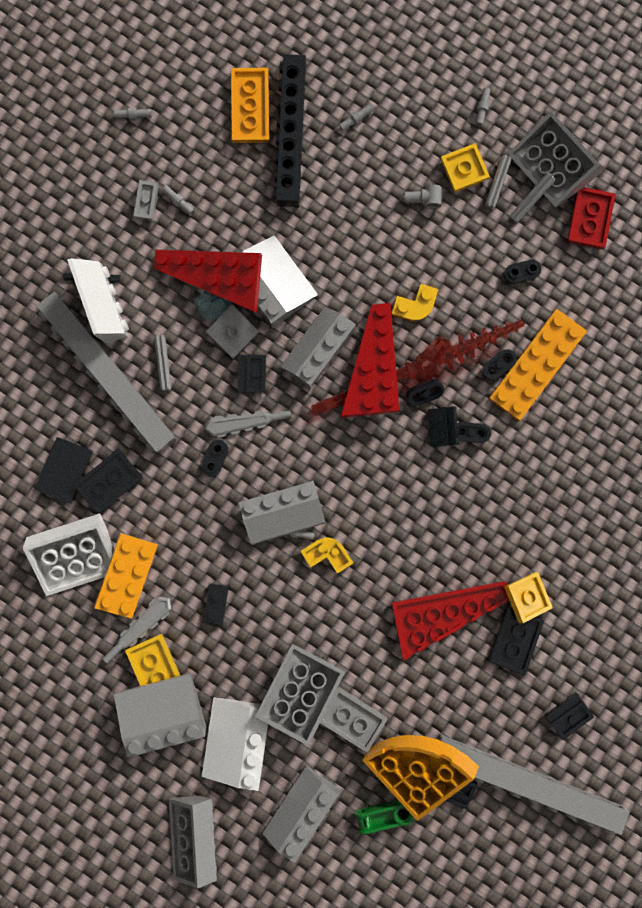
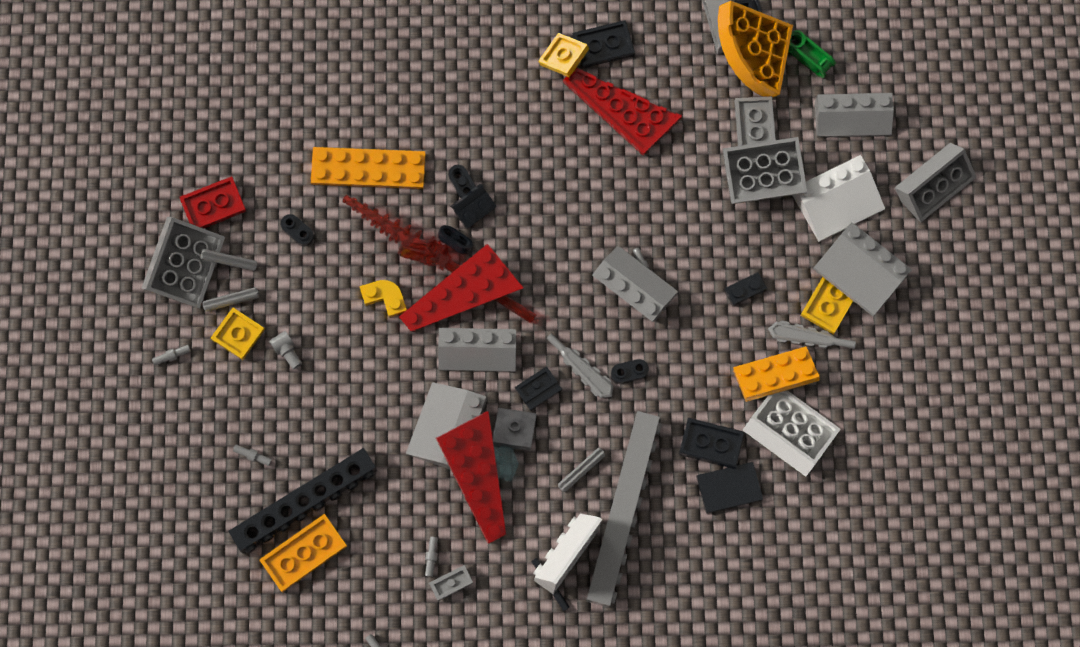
camera: 125 degrees left, 10 degrees down
(329, 549) = (636, 229): yellow plate -> none
(499, 365) = (390, 197): black plate -> none

